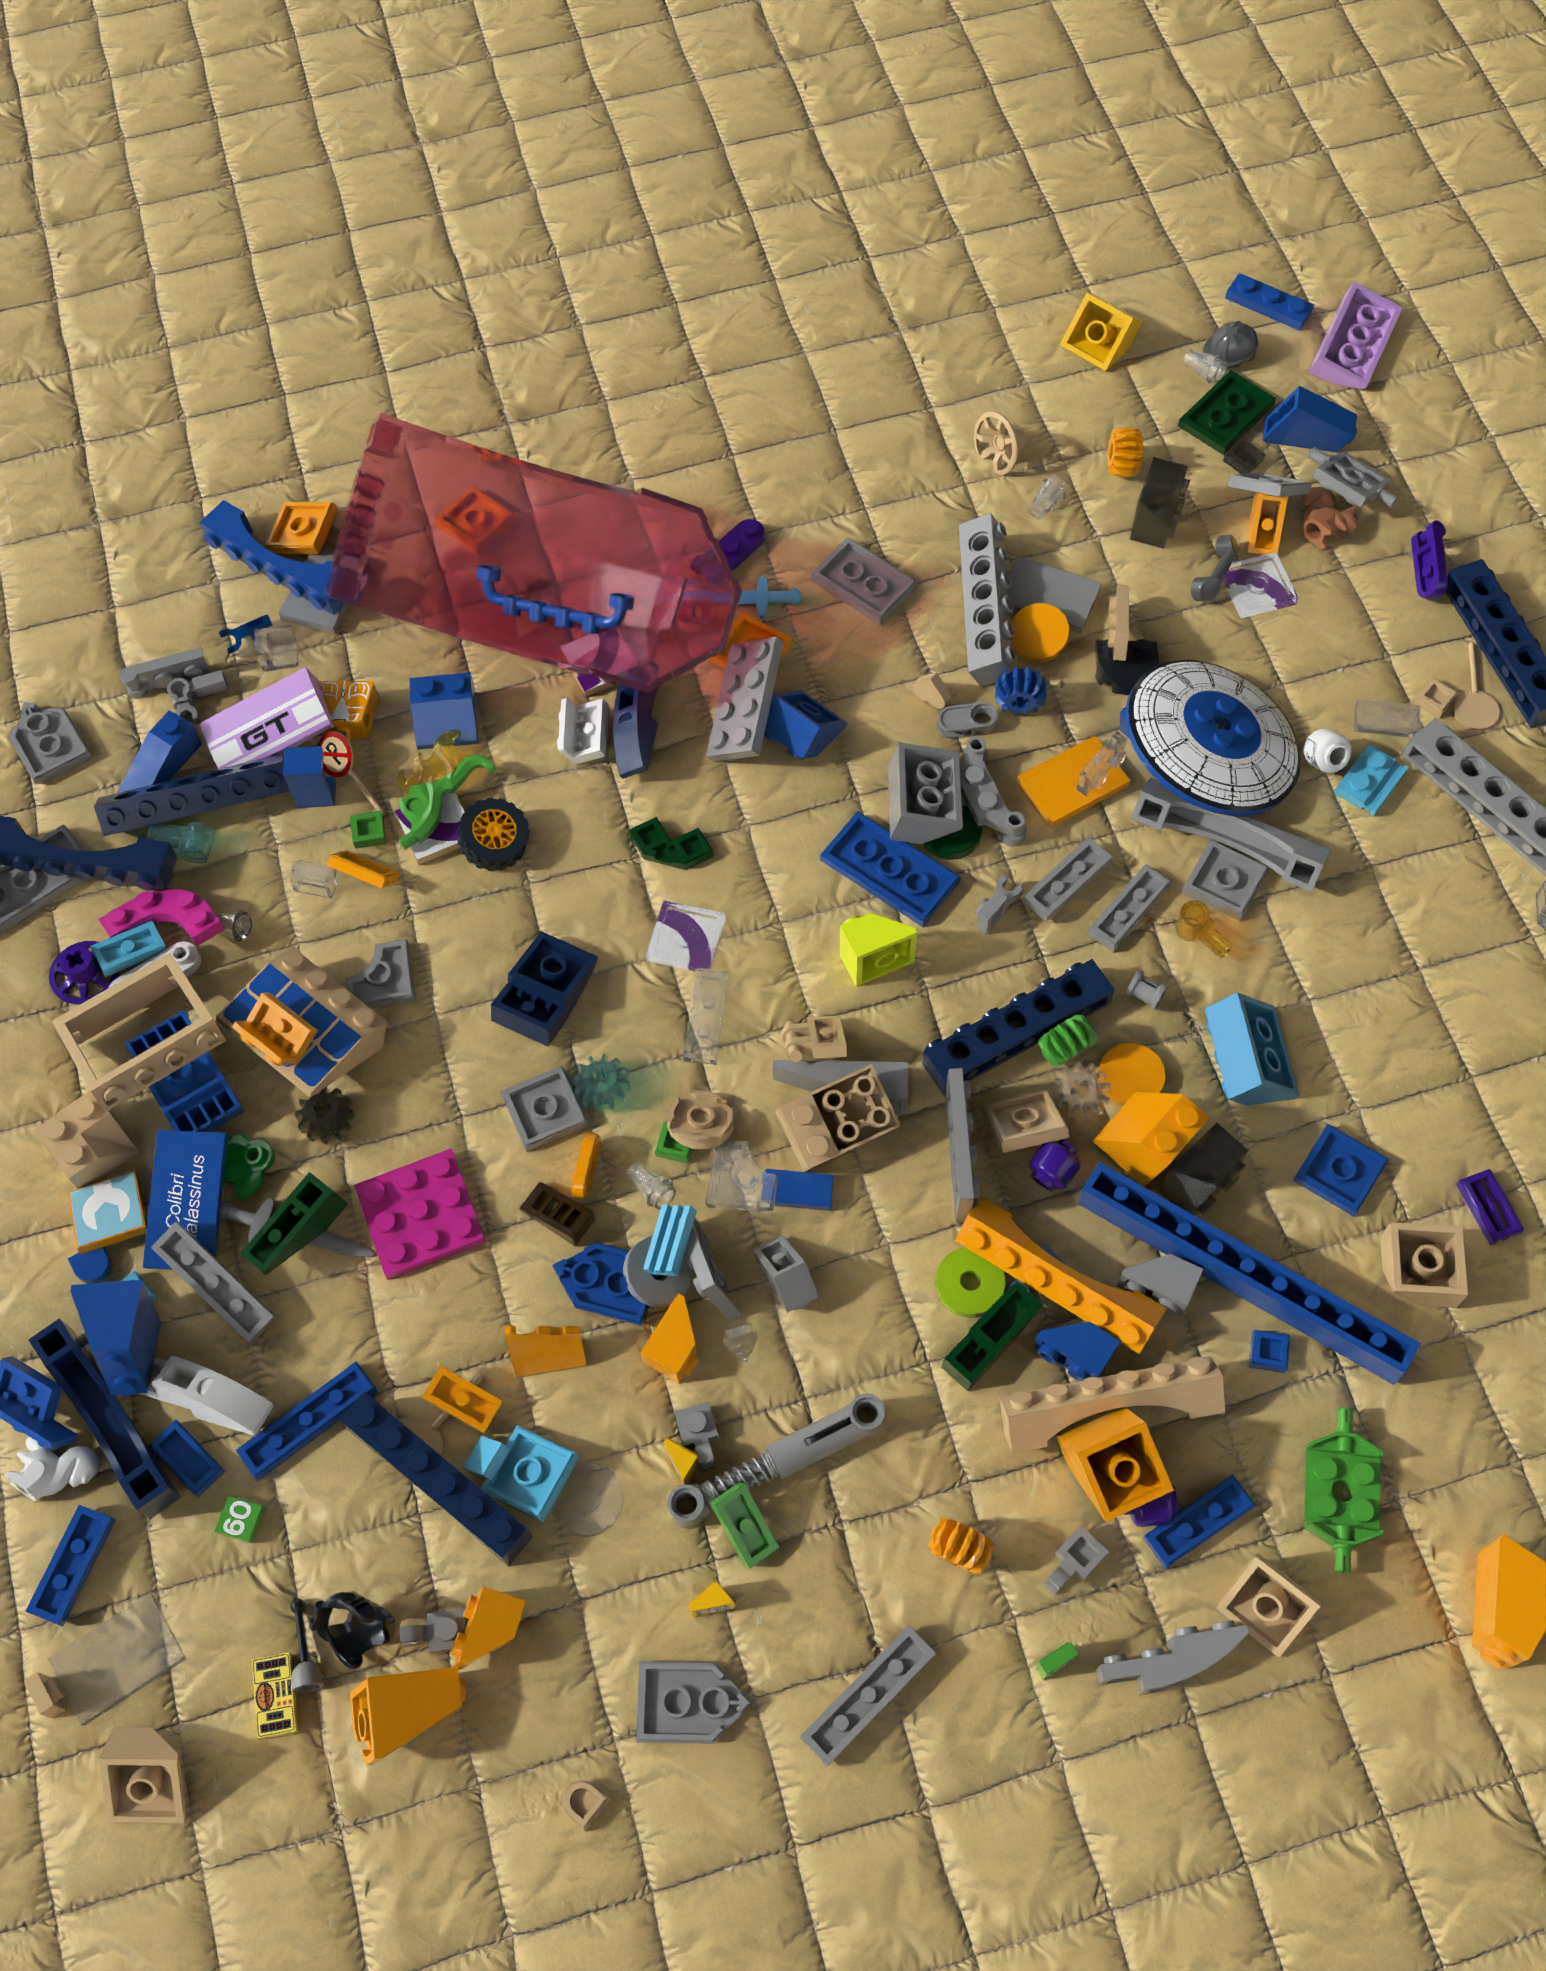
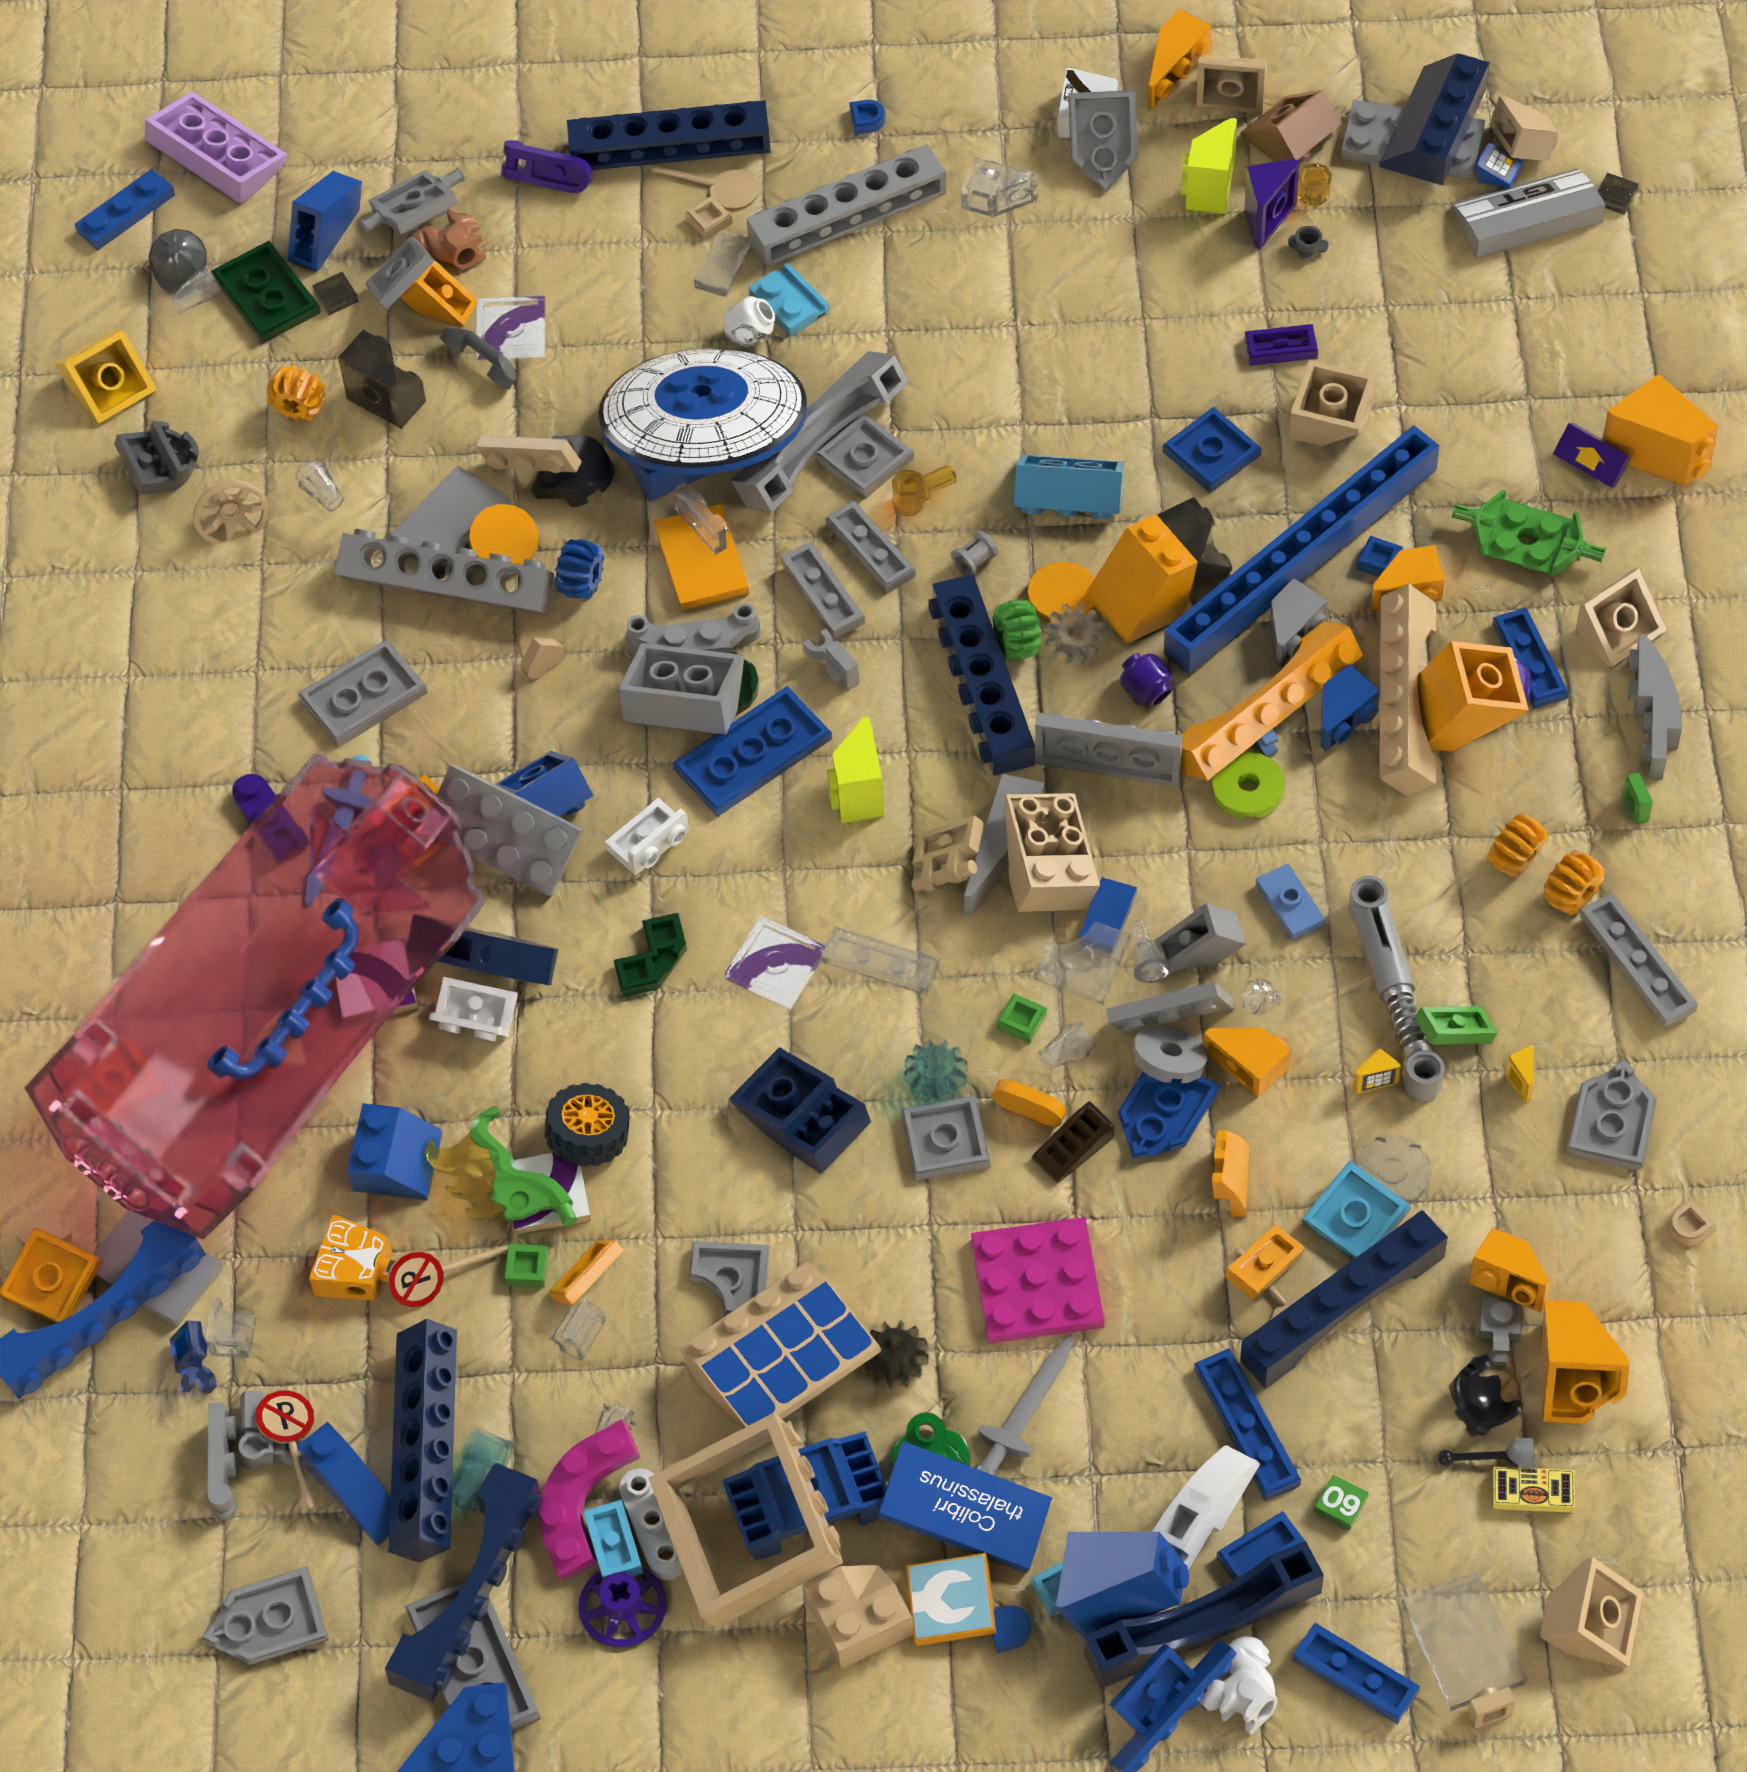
camera: 75 degrees left, 5 degrees down
(199, 703) = (285, 1420): none -> piece
(214, 1282) = (1071, 1488): light grey plate -> none
(268, 721) = (351, 1342): lavender slope -> none
(276, 1031) = (799, 1358): light orange bracket -> none
(294, 1224) = (1026, 1392): dark green slope -> none
(306, 778) = (449, 1297): blue panel -> none
(486, 1458) = (1331, 1250): medium azure tile -> none
(665, 1240) = (1118, 1010): medium azure tile -> none
(697, 1431) = (1343, 1055): light grey plate -> none
(700, 1120) = (1006, 985): tan tile -> none
(756, 1233) = (1149, 961): none -> clear cone
(778, 810) = (648, 836): none -> white bracket
(853, 1346) = (1290, 902): none -> medium blue plate
(933, 1610) = (1573, 882): none -> light orange gear
(959, 720) = (589, 642): light grey piece -> none
(991, 1335) = (1313, 776): dark green slope -> none
(1025, 1121) = (1095, 687): tan tile -> none
(1036, 387) = (158, 457): none -> dark grey slope
(1078, 1557) = (1545, 757): light grey plate -> none
(1249, 1382) = (1415, 567): none -> light orange slope
(1466, 1537) = (1592, 455): none -> dark purple tile

